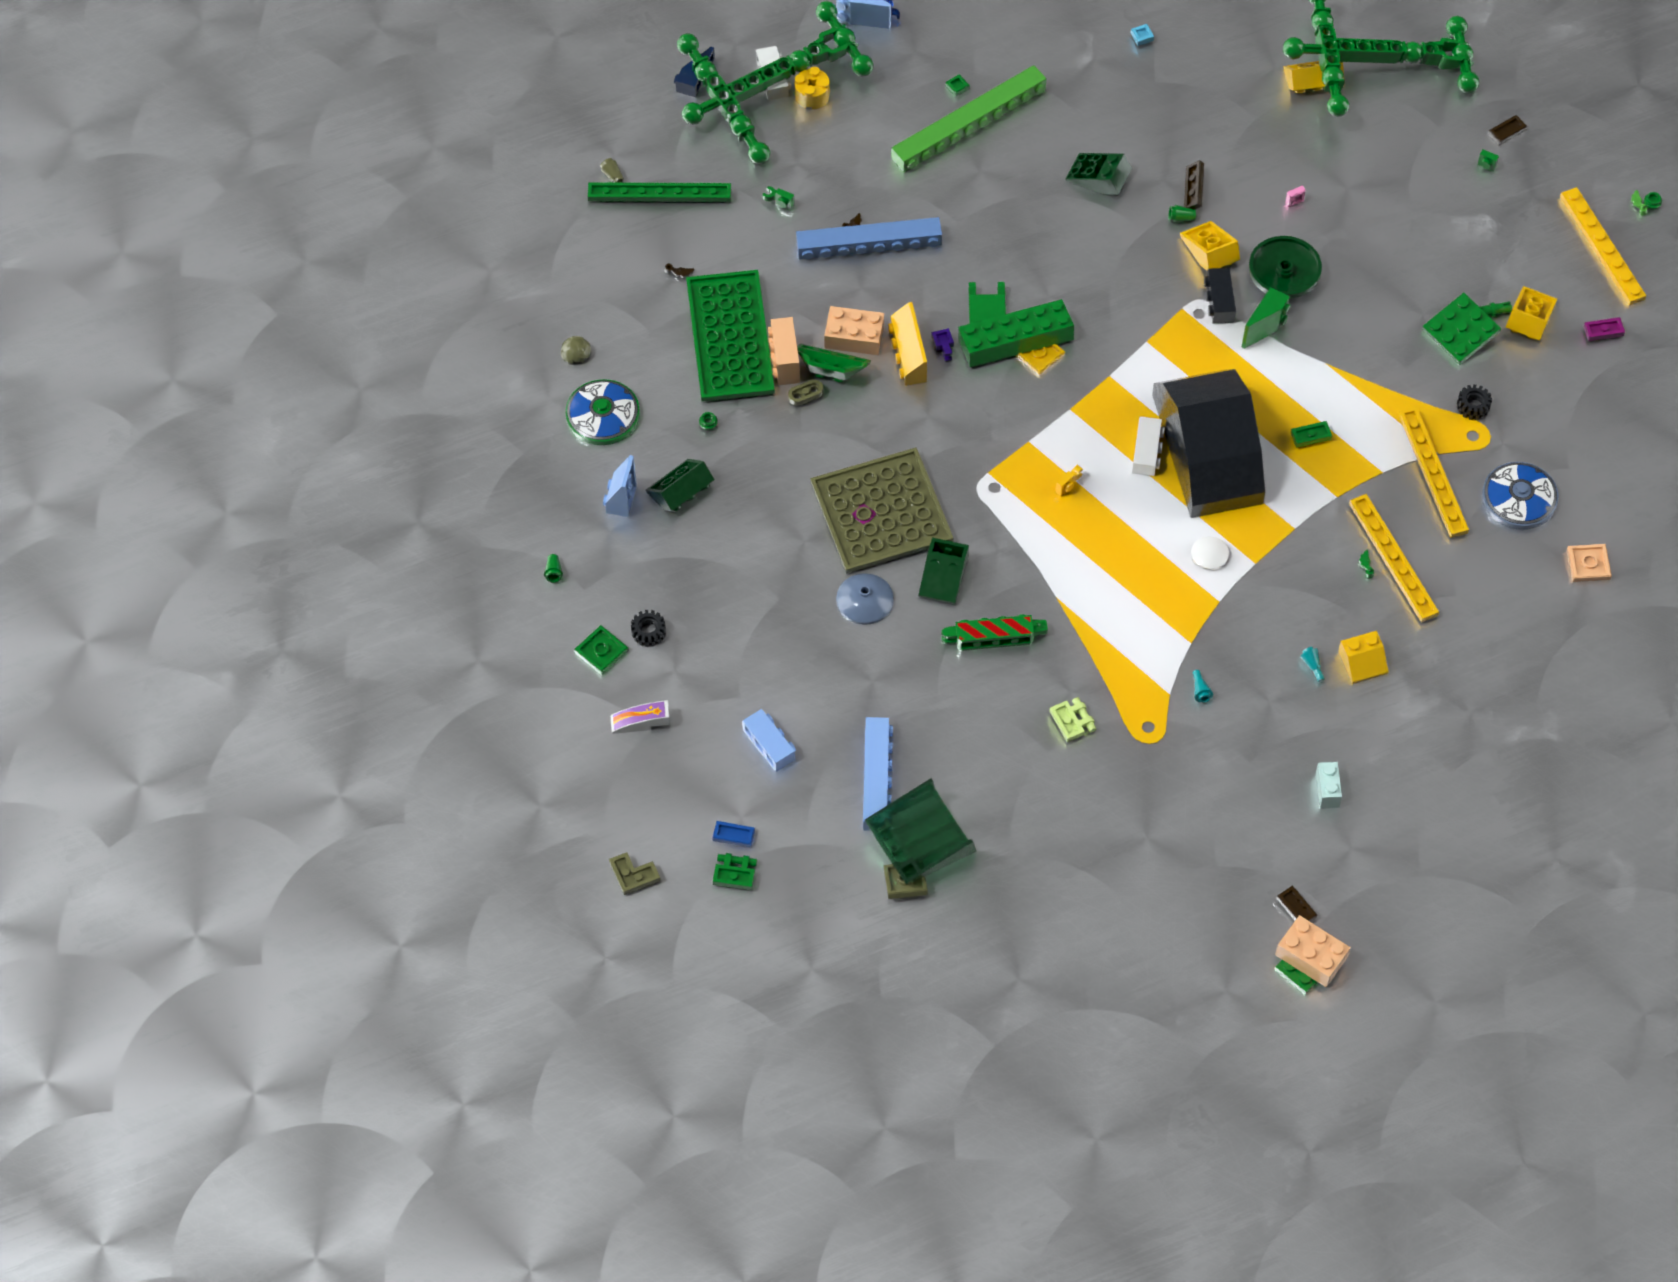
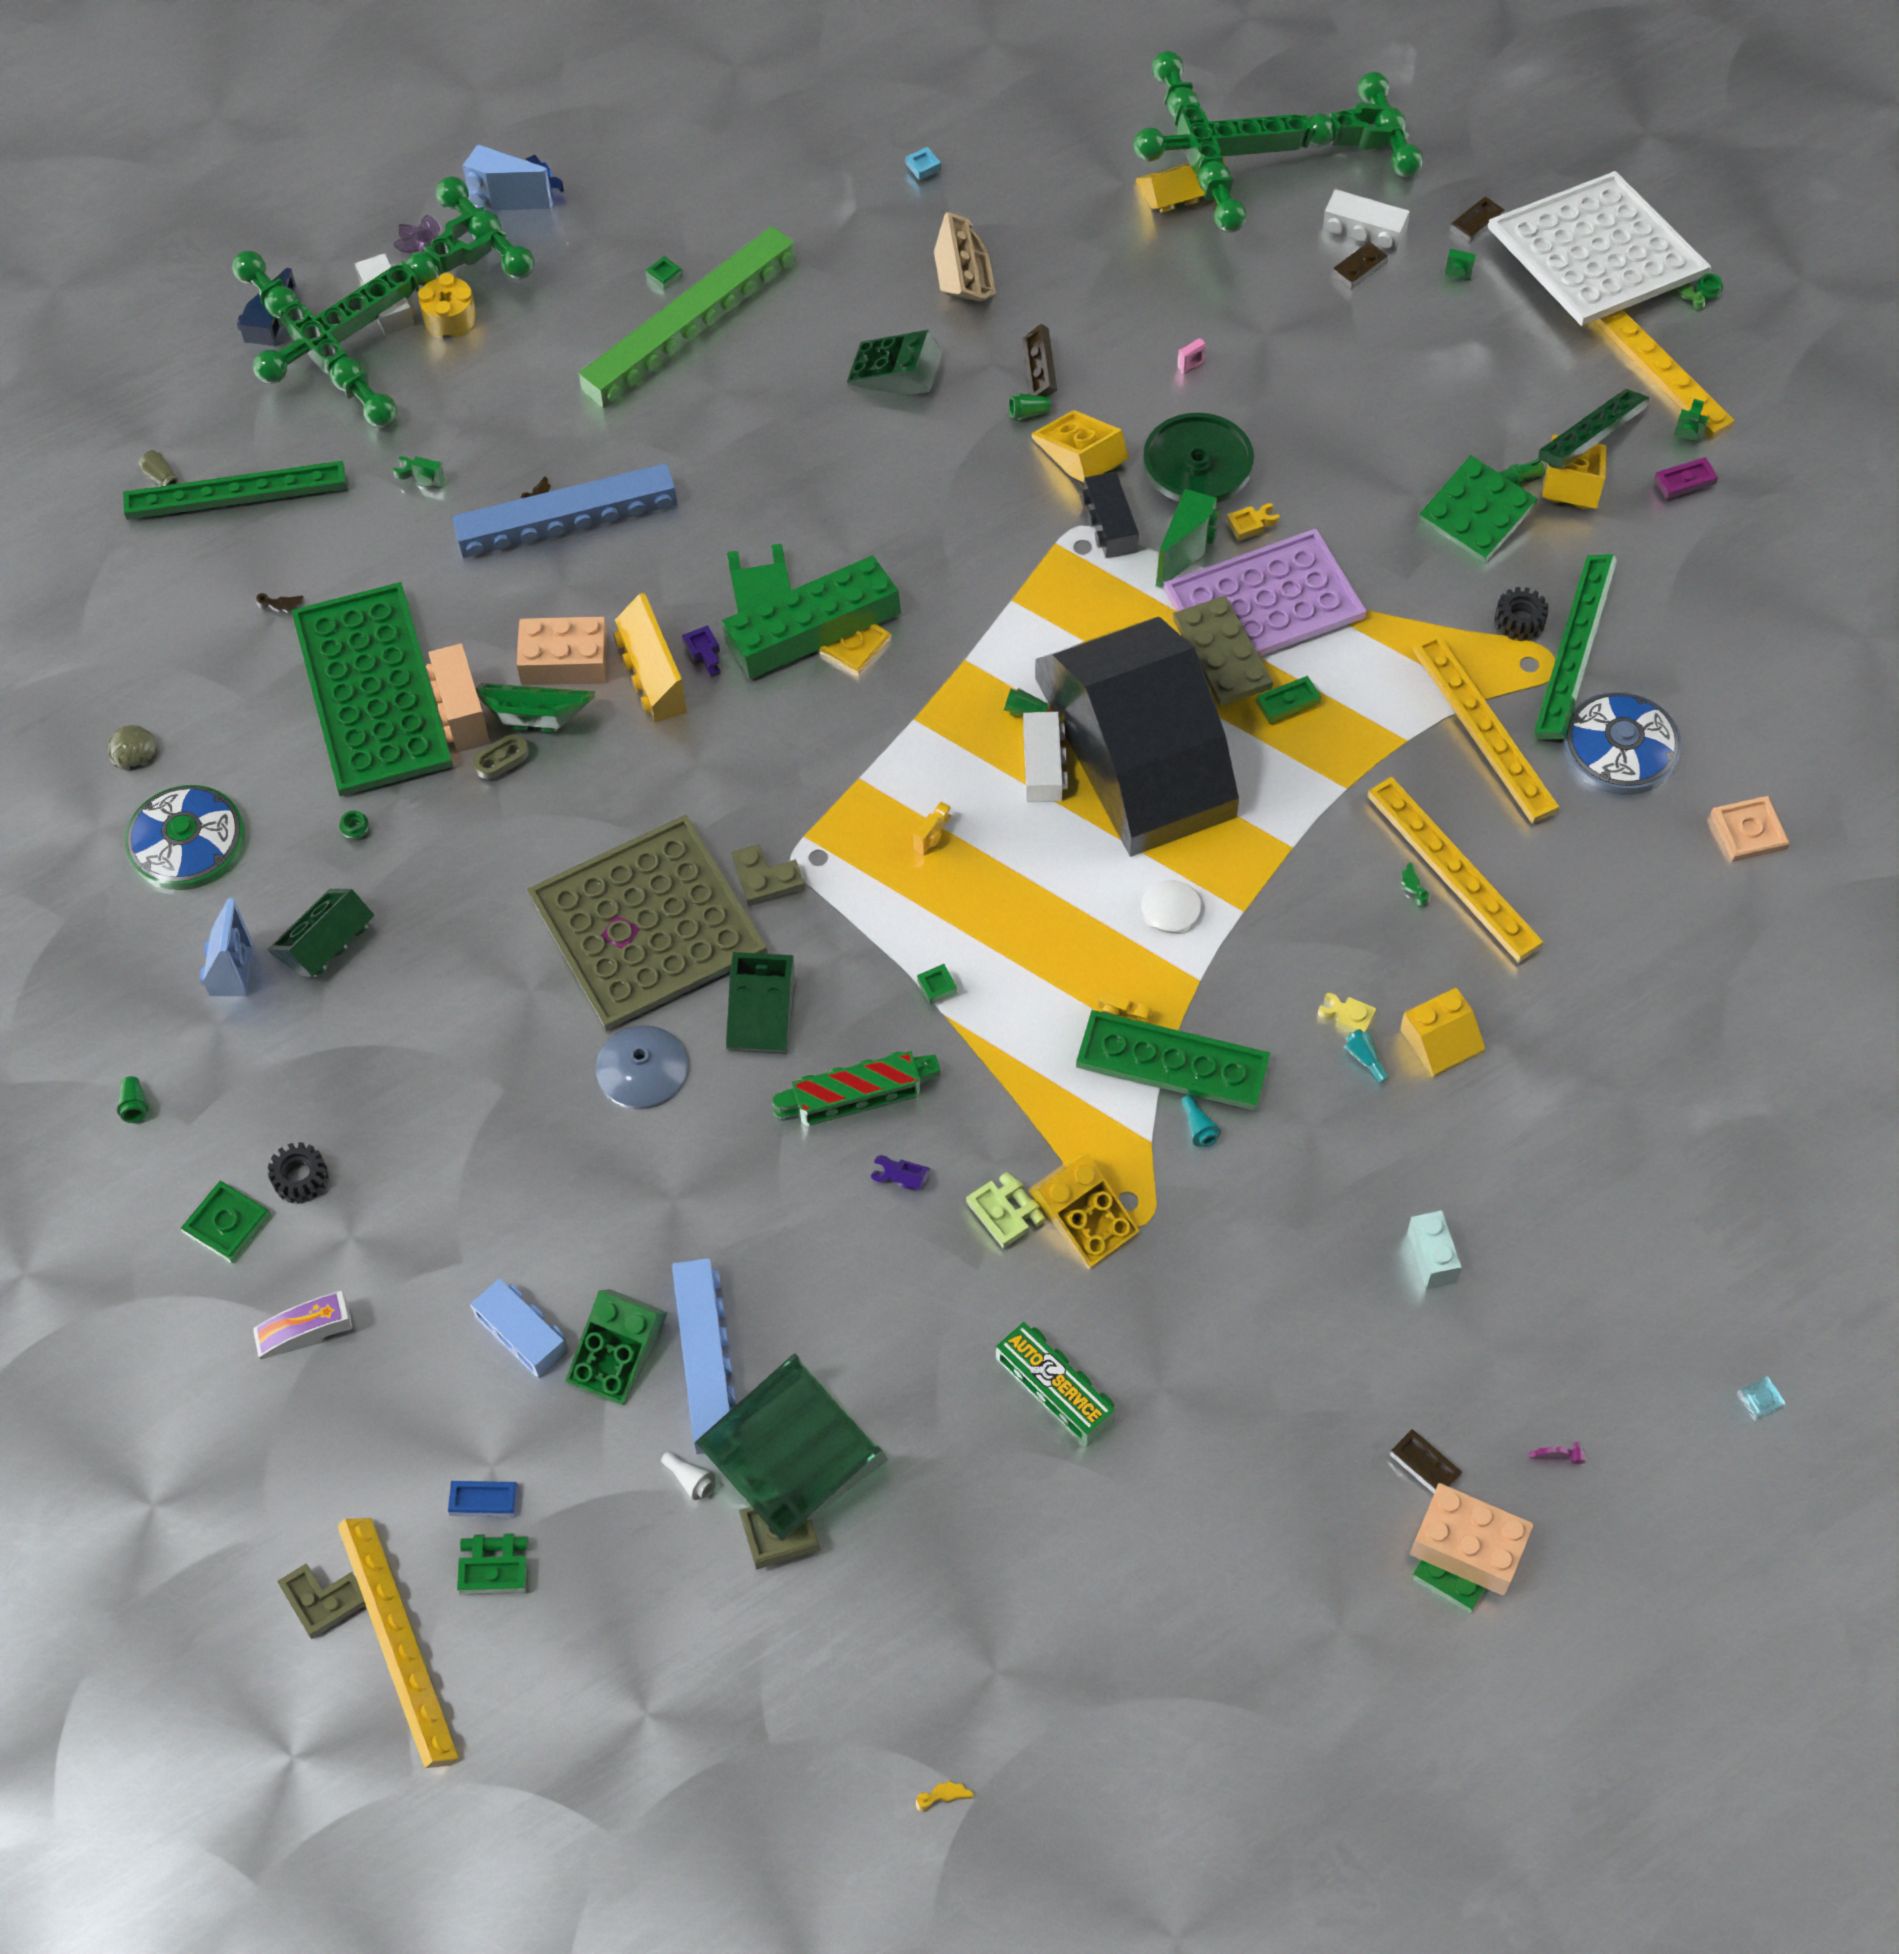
camera: 10 degrees left, 0 degrees up
(674, 904) = (398, 1643): none -> yellow plate
(799, 37) = (417, 237): none -> clear purple plate
(824, 759) = (615, 1345): none -> green slope
(860, 844) = (696, 1481): none -> white cone
(959, 498) = (764, 882): none -> olive plate
(976, 1039) = (944, 1792): none -> yellow piece
(1015, 687) = (903, 1172): none -> dark purple plate
(1055, 577) = (937, 984): none -> green plate
(1083, 824) = (1056, 1383): none -> green brick
(1120, 726) = (1084, 1209): none -> yellow slope
(1140, 409) = (1023, 702): none -> green cone
(1156, 108) = (963, 260): none -> tan wedge
(1164, 608) = (1120, 1005): none -> yellow plate
(1192, 647) = (1173, 1060): none -> green plate
(1274, 396) = (1224, 650): none -> olive plate
(1307, 637) = (1349, 1015): none -> light yellow plate
(1309, 314) = (1249, 523): none -> yellow plate
(1309, 367) = (1276, 591): none -> lavender plate
(1389, 917) = (1577, 1455): none -> magenta piece
(1421, 150) = (1360, 265): none -> dark brown plate
(1431, 119) = (1365, 220): none -> white brick
(1504, 428) = (1575, 647): none -> green plate
(1508, 904) = (1761, 1398): none -> clear light blue plate
(1548, 287) = (1593, 428): none -> dark green plate
(1583, 163) = (1598, 247): none -> white plate
(1616, 293) = (1691, 423): none -> green plate

